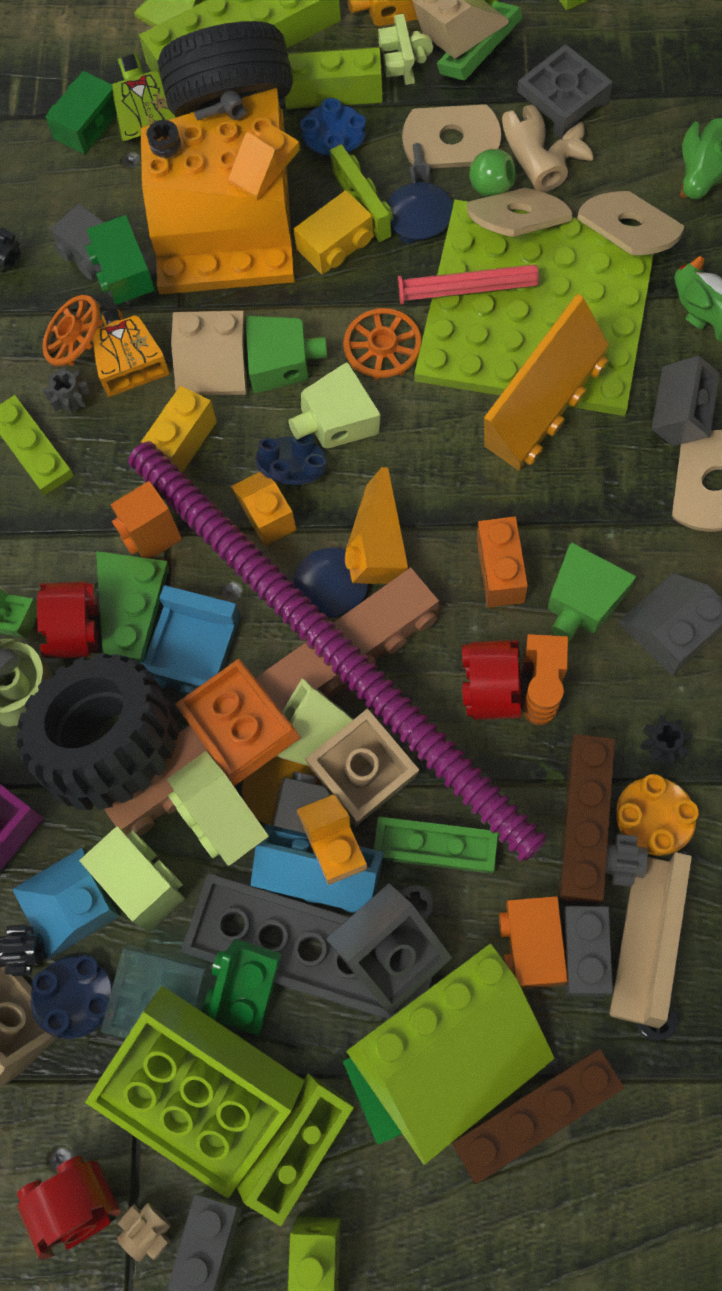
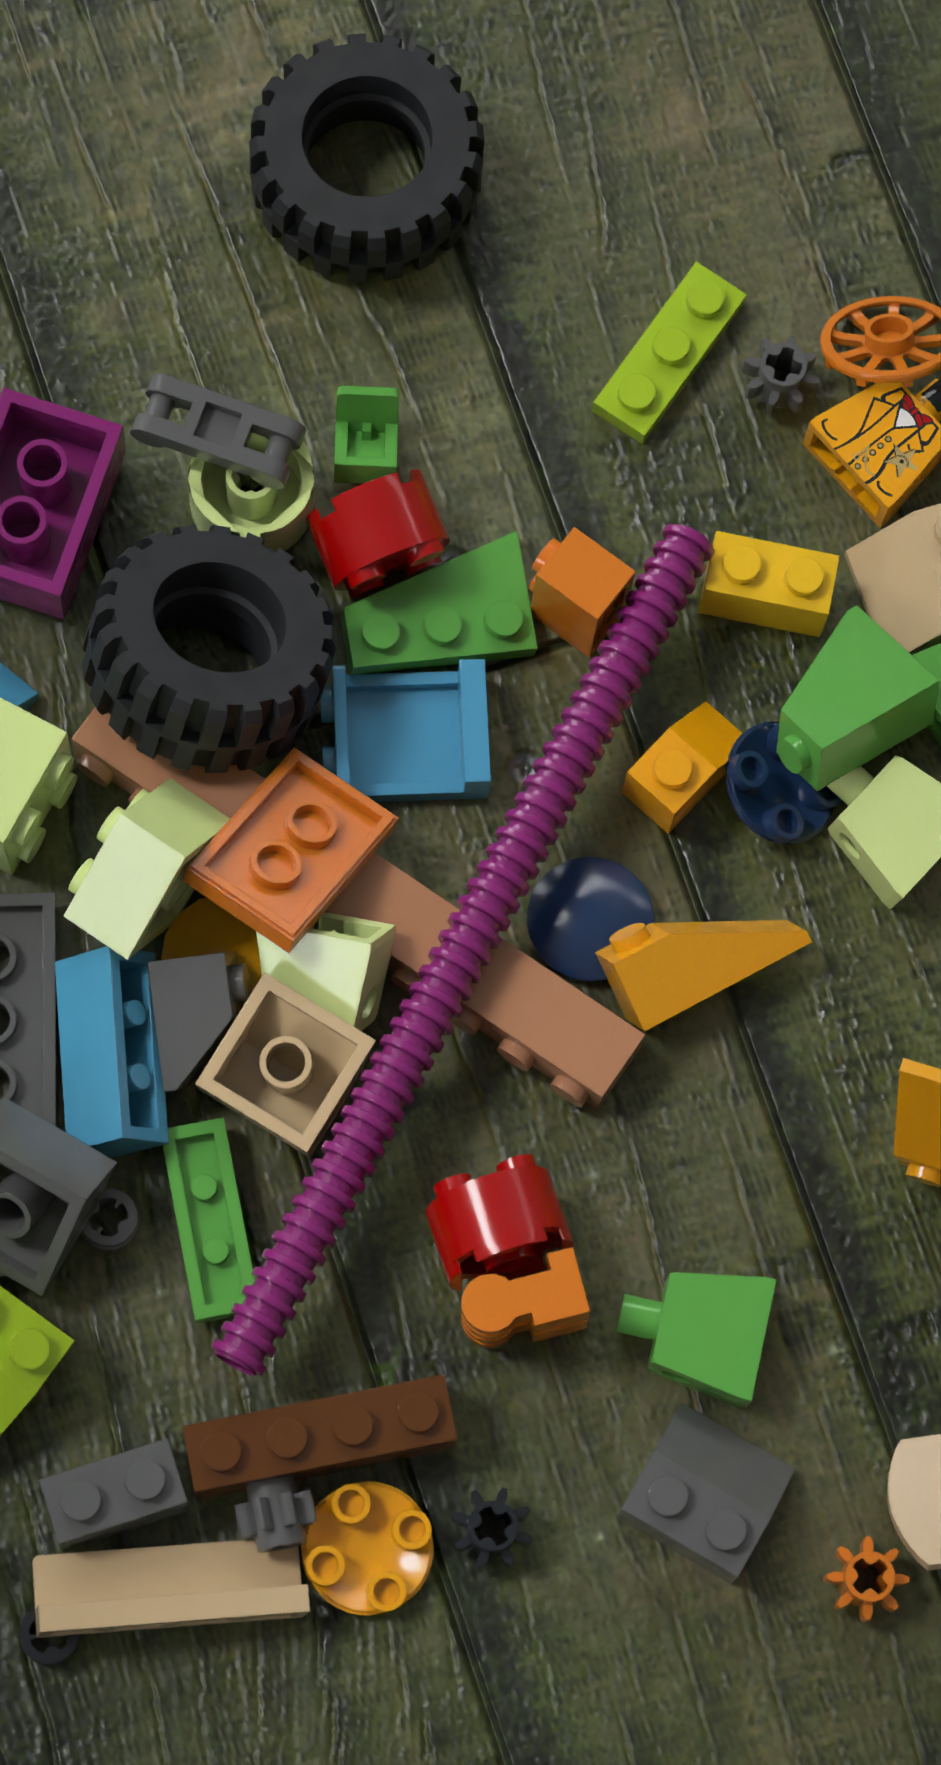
camera: 55 degrees right, 5 degrees up
(263, 402) = (854, 702): none -> bright green slope
(332, 839) = (152, 1052): light orange slope -> none
(501, 562) = (711, 1178): orange brick -> none
(534, 942) = (105, 1411): orange brick -> none

